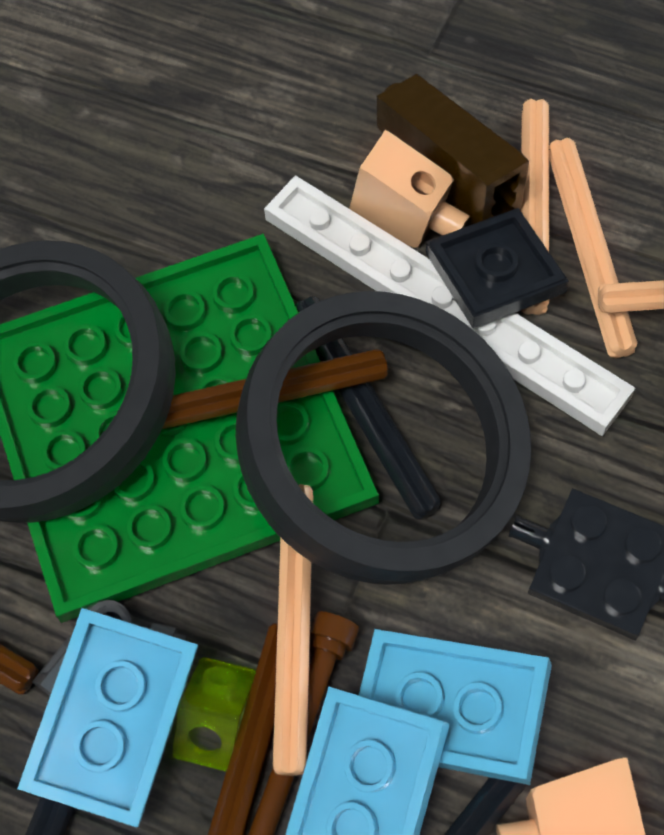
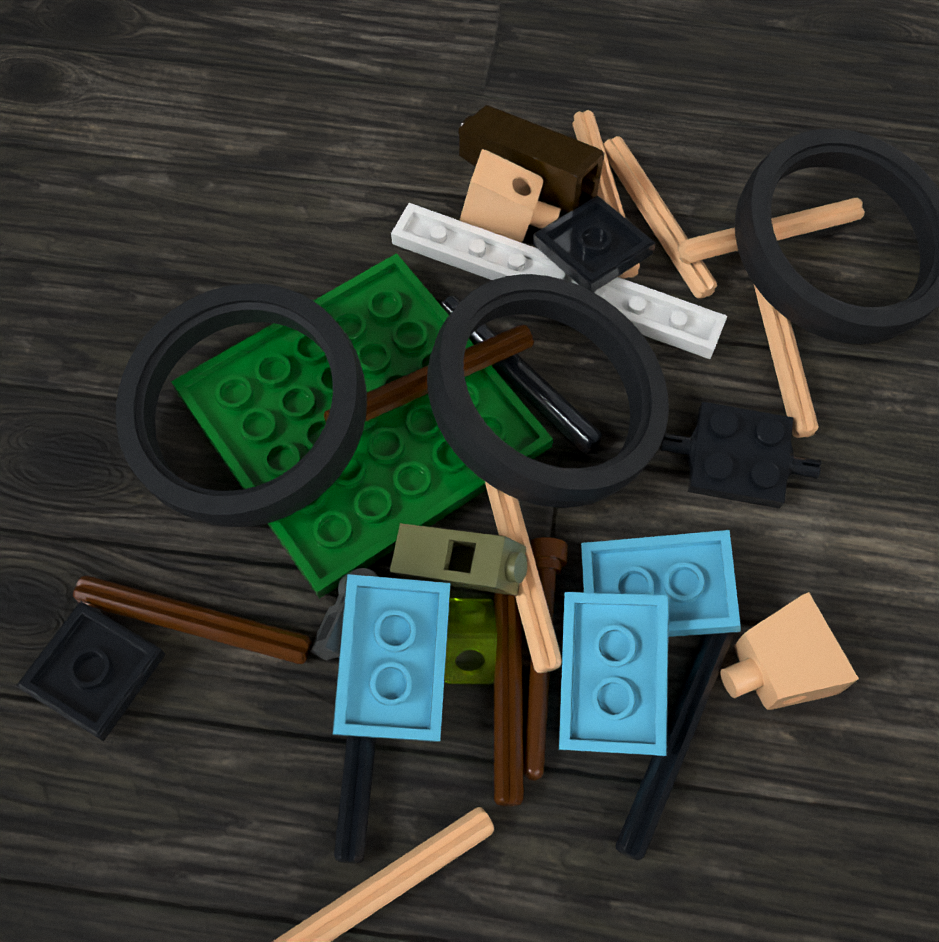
camera: 20 degrees left, 0 degrees up
(220, 618) = (460, 558): none -> olive brick

